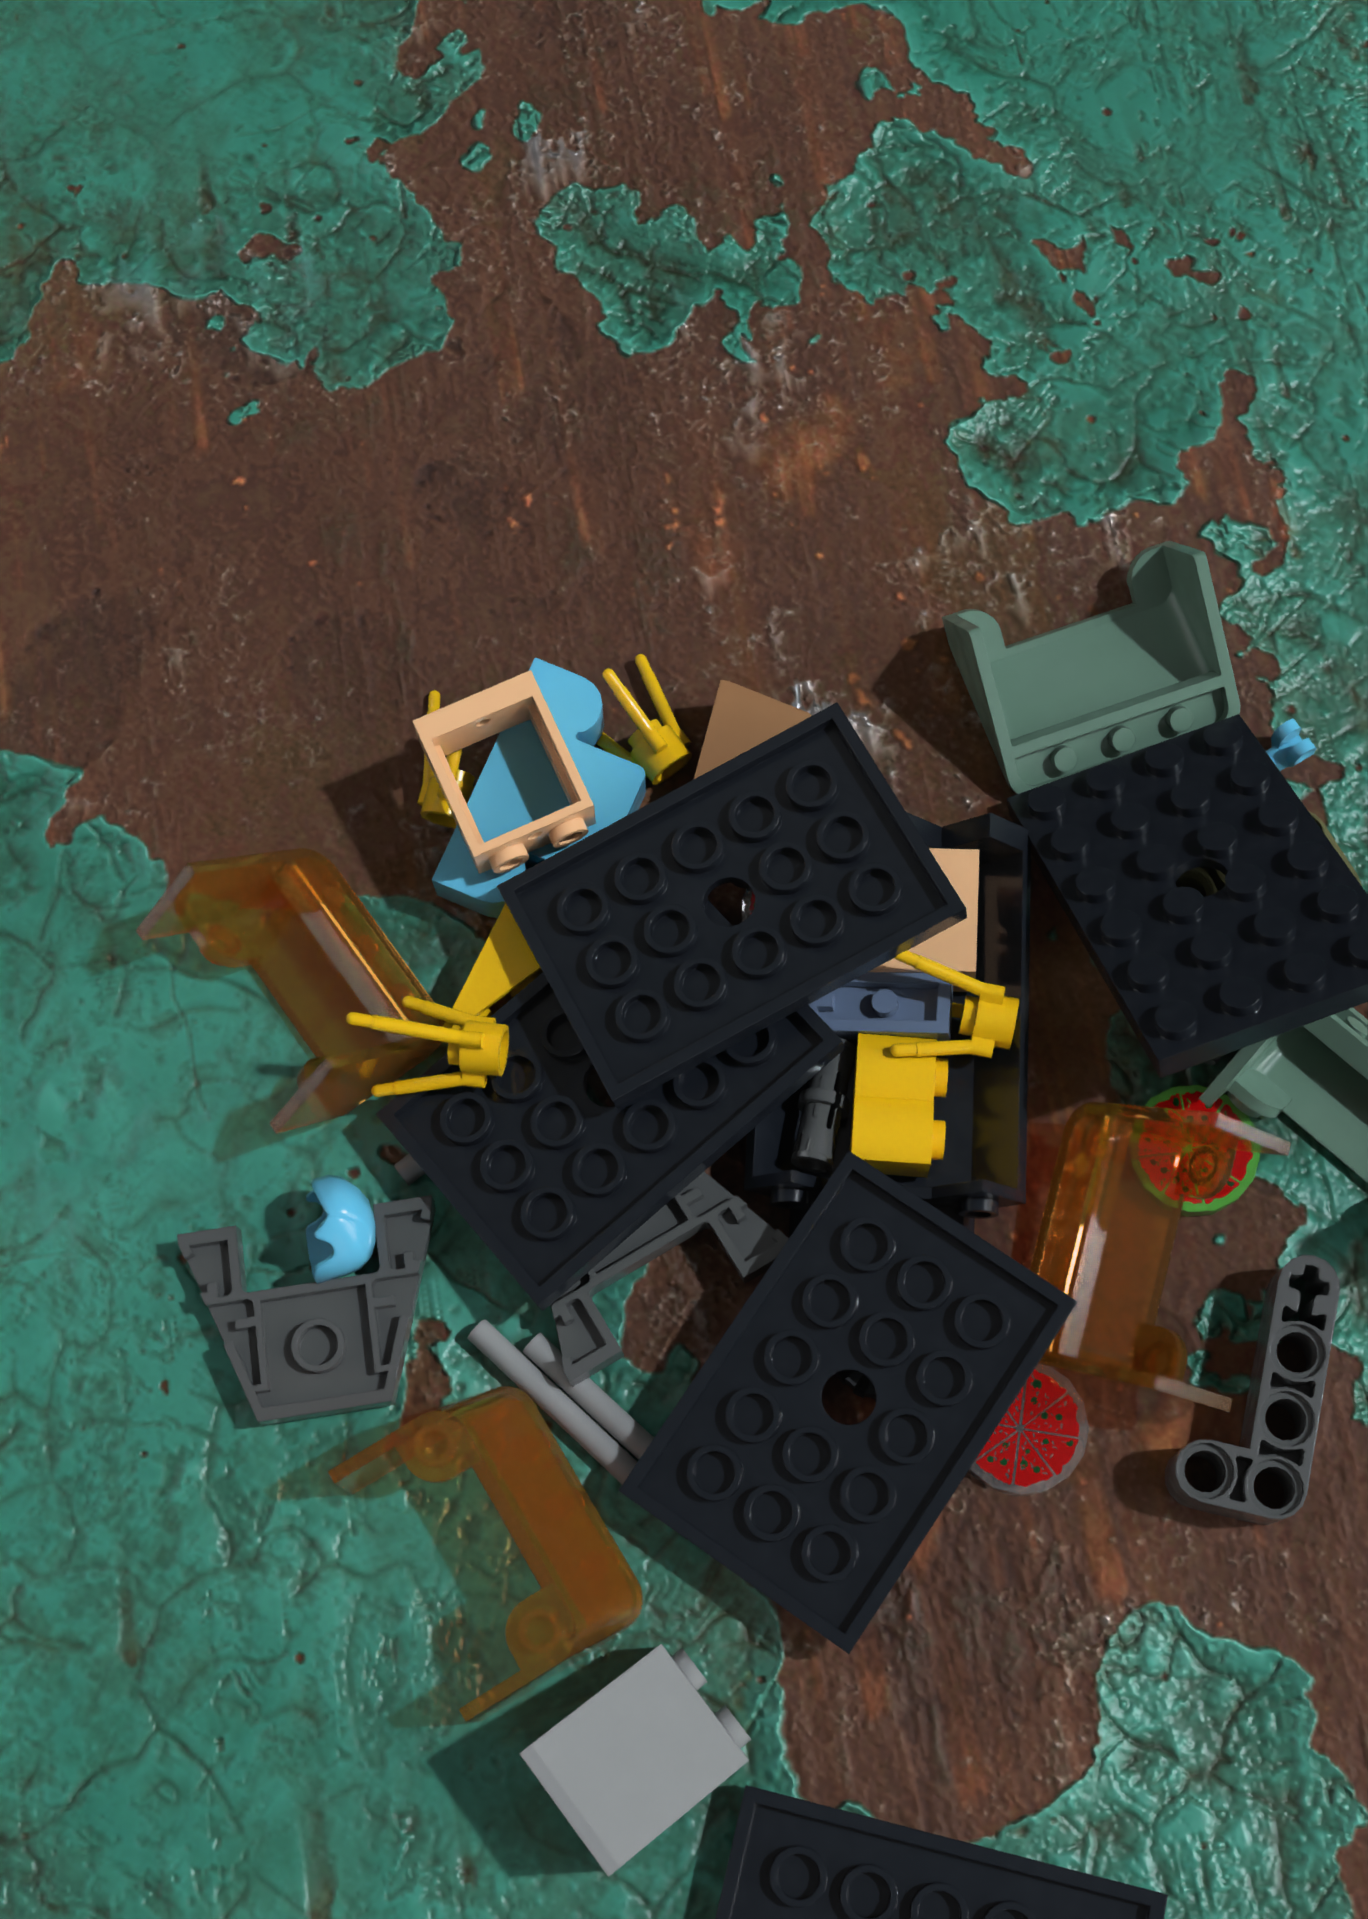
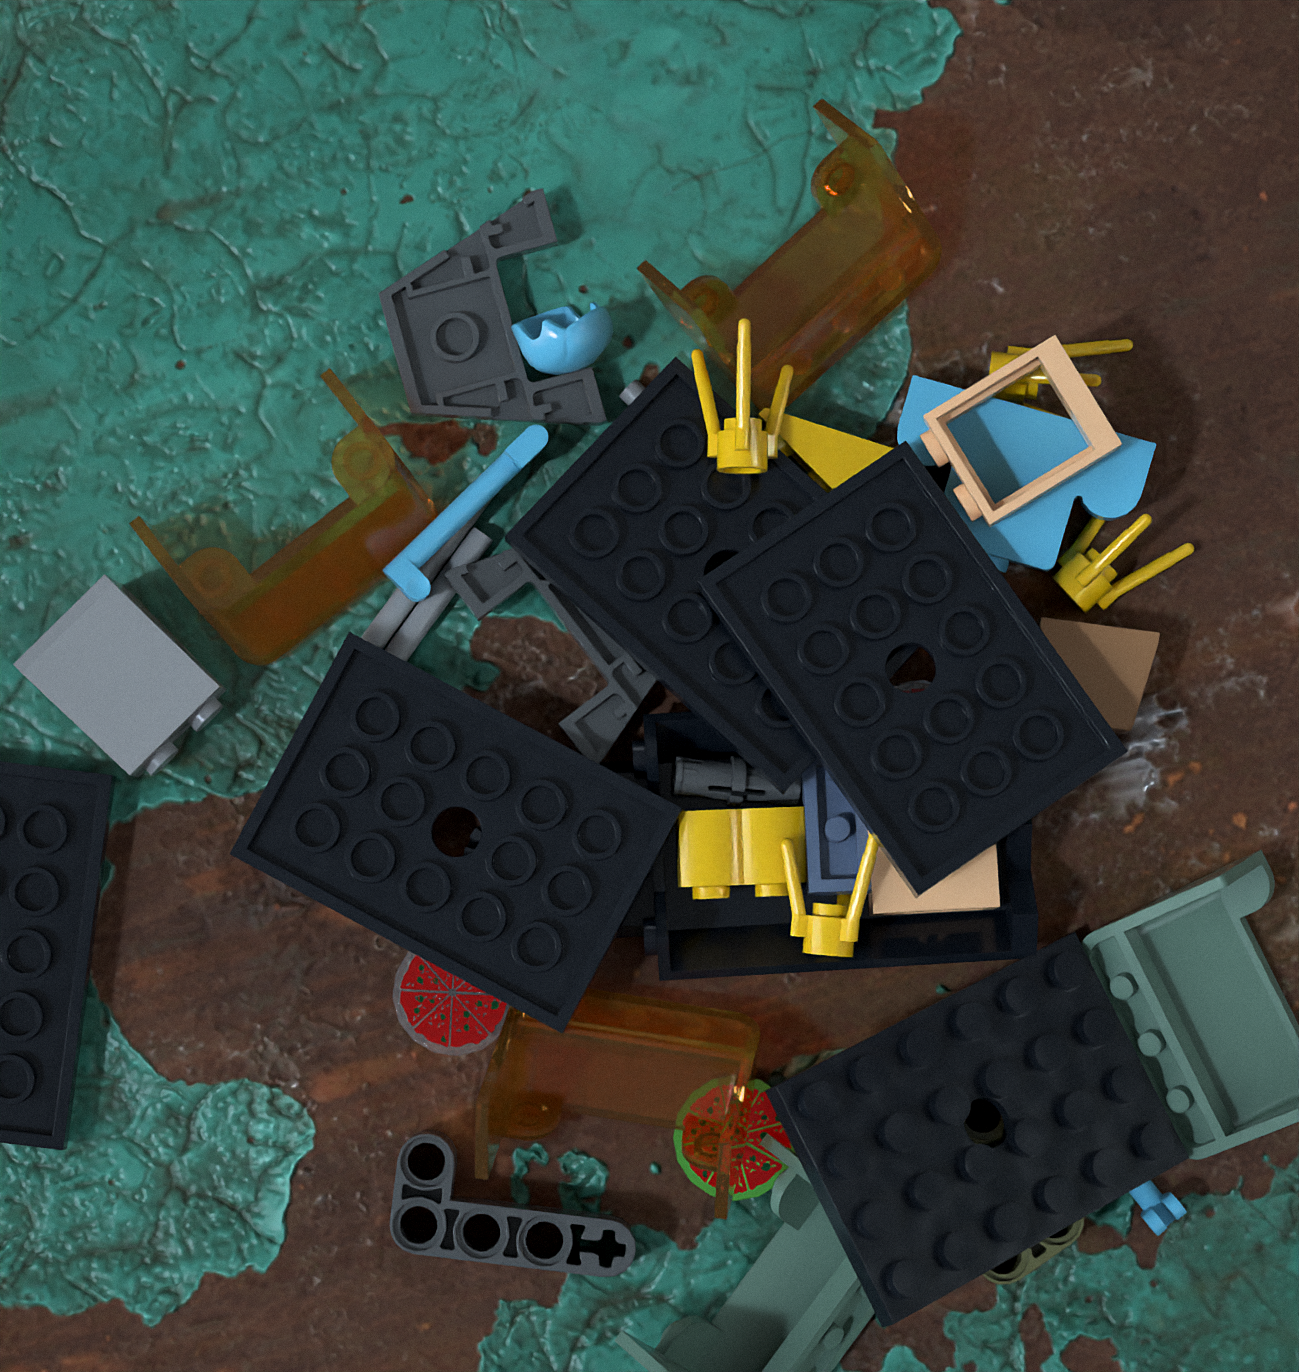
camera: 80 degrees right, 15 degrees up
(558, 1424) = (405, 566): none -> medium azure hinge

